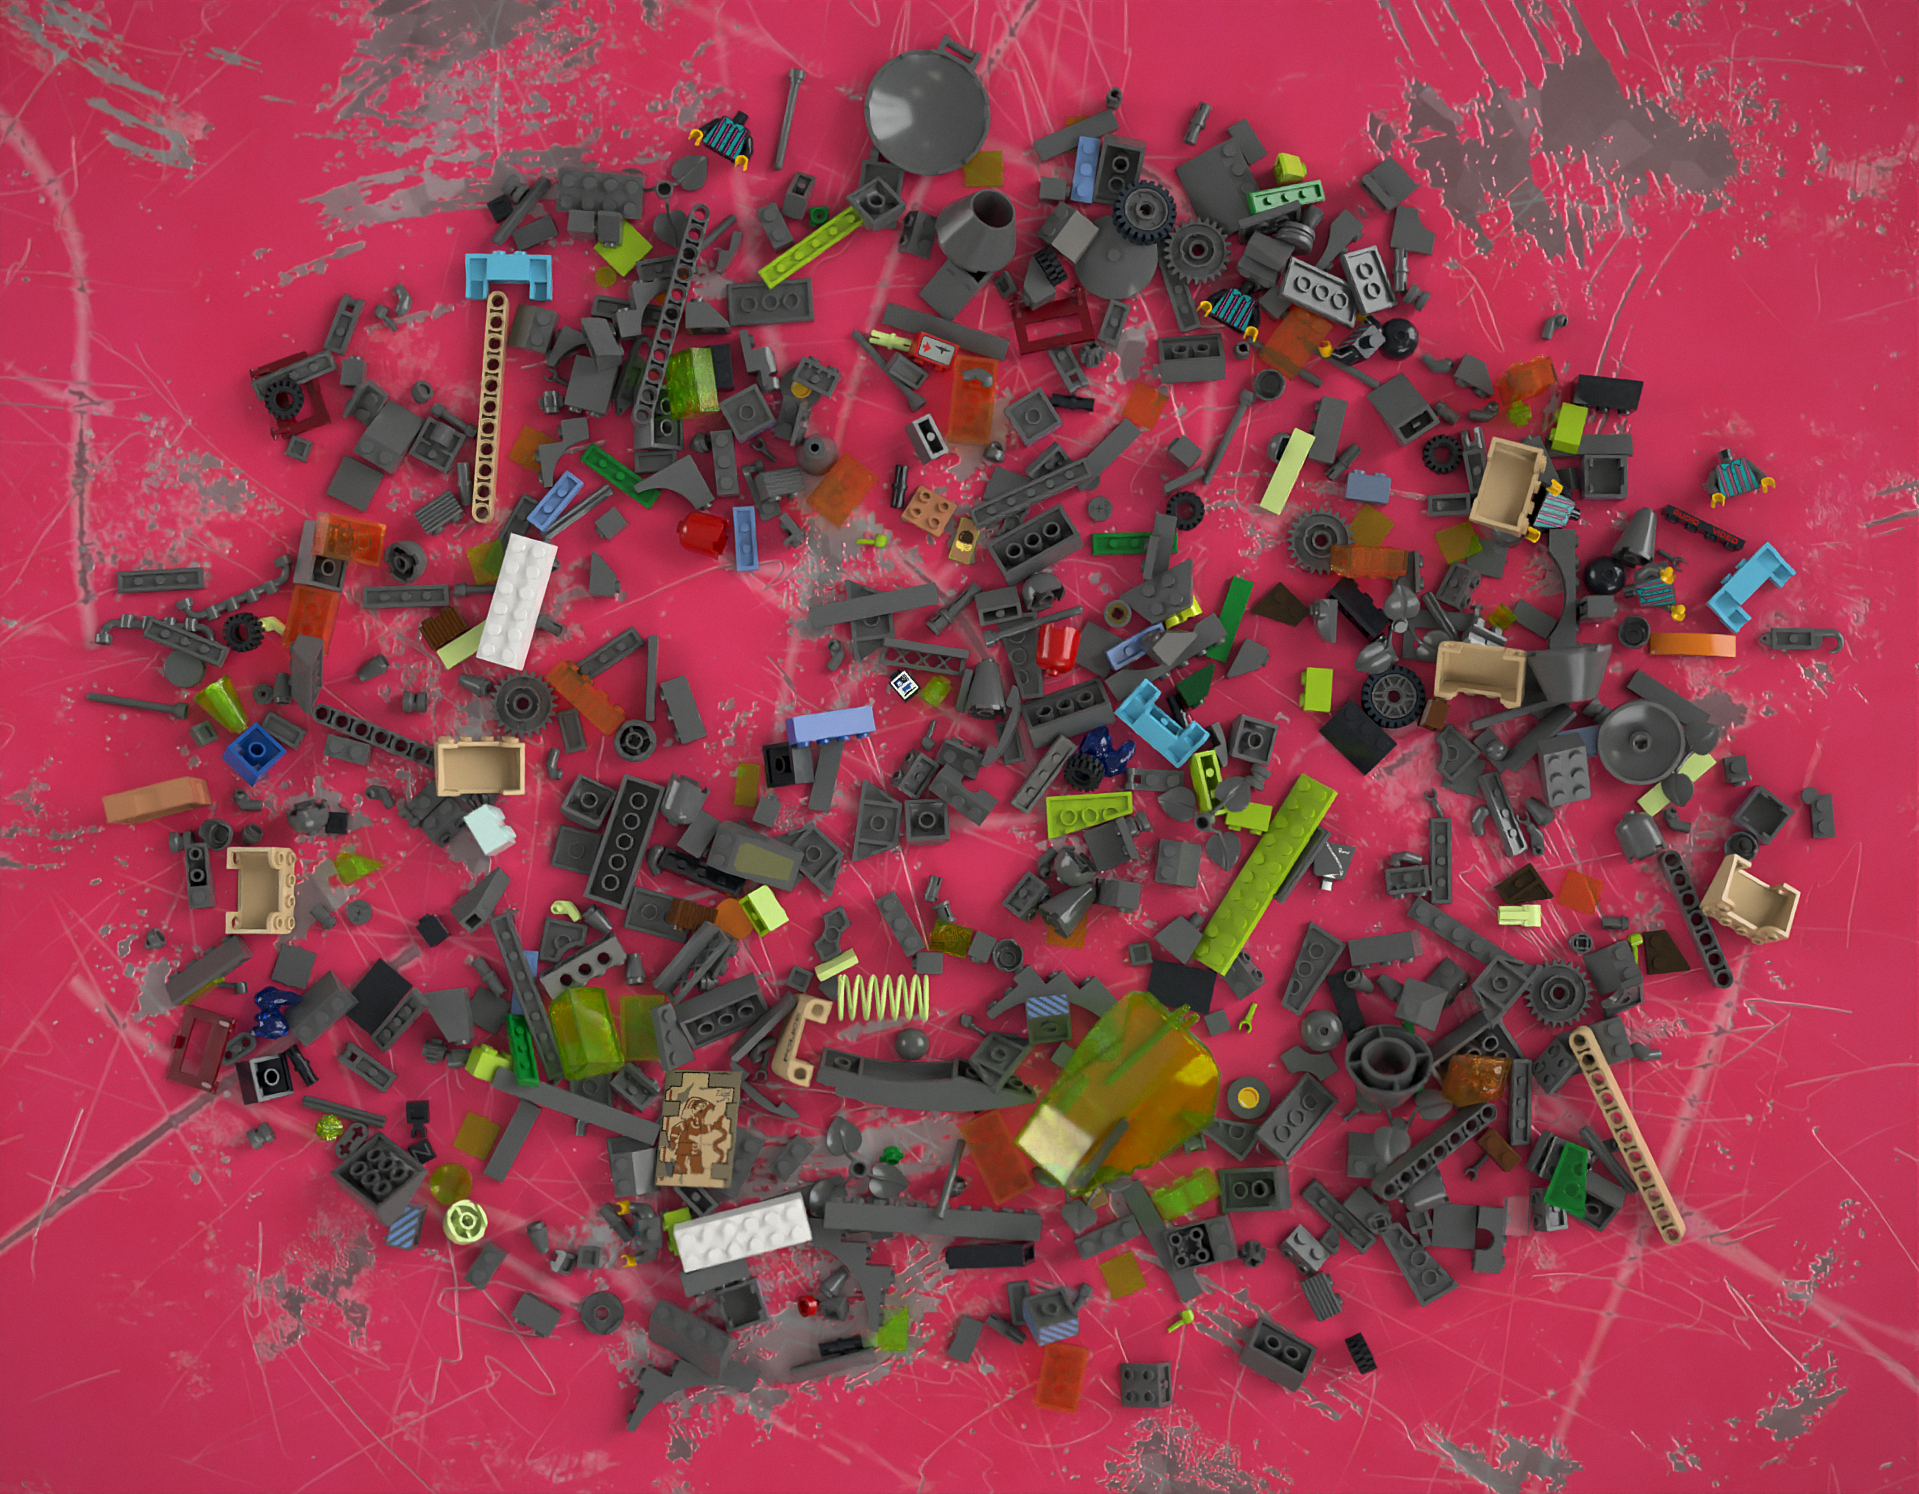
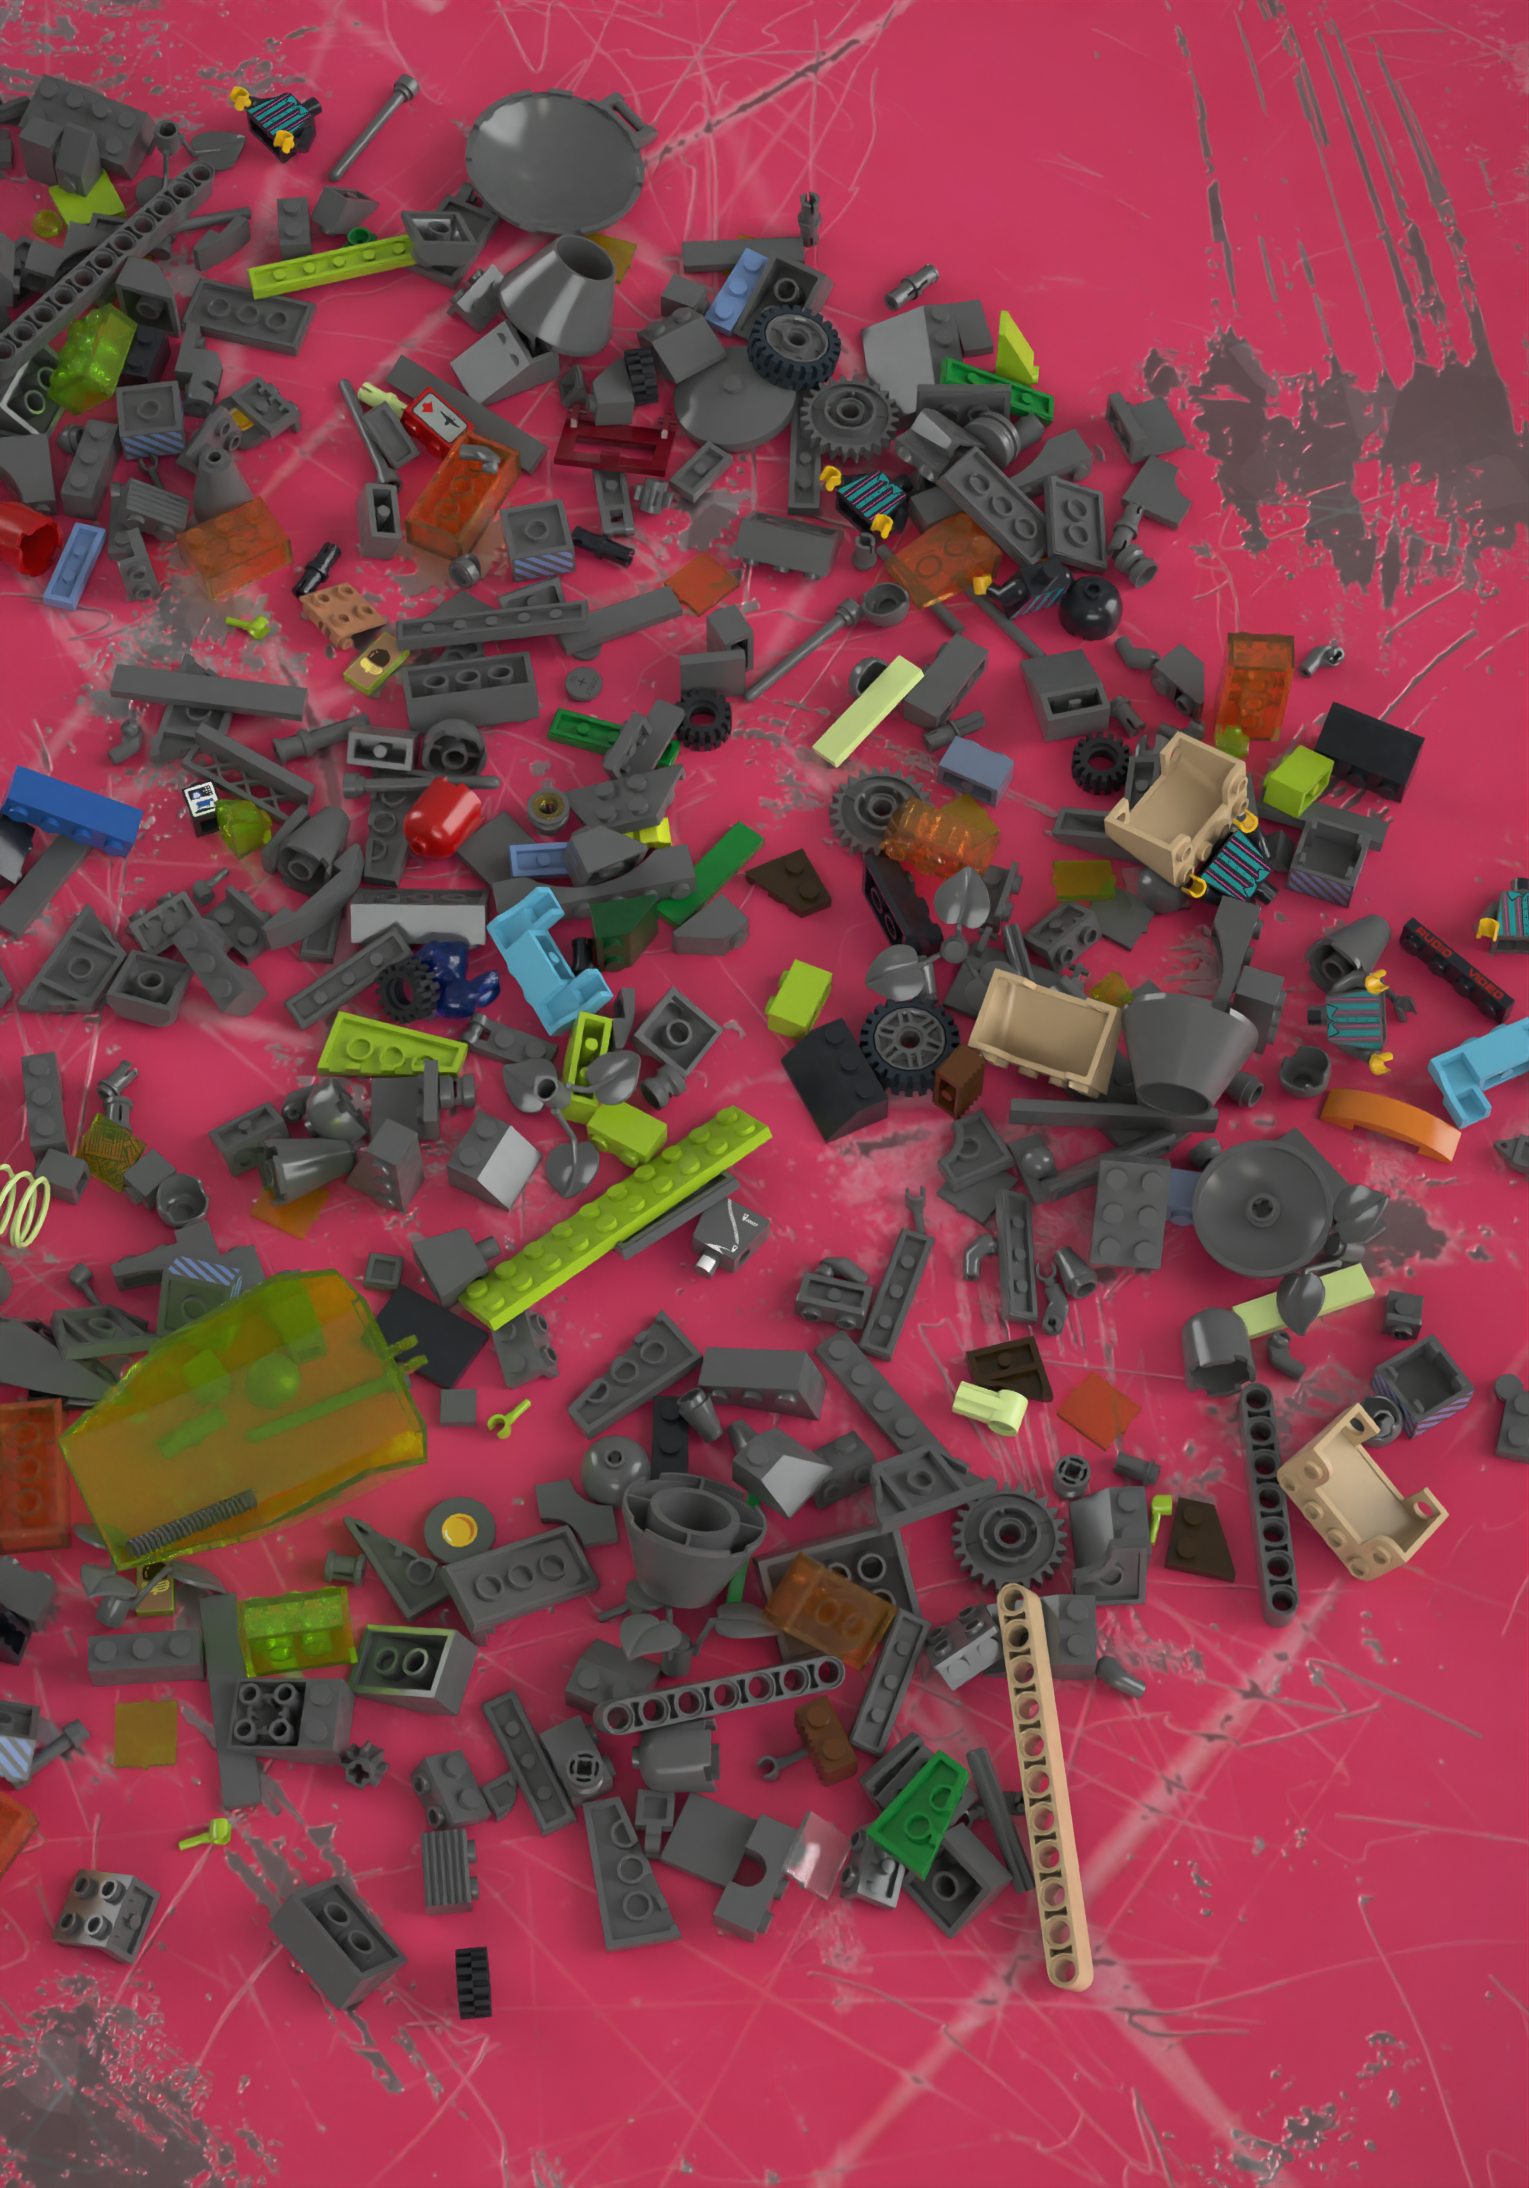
camera: 15 degrees right, 25 degrees down
(1325, 618) = (846, 898): dark grey slope -> none
(1604, 576) = (1299, 983): black cylinder -> none

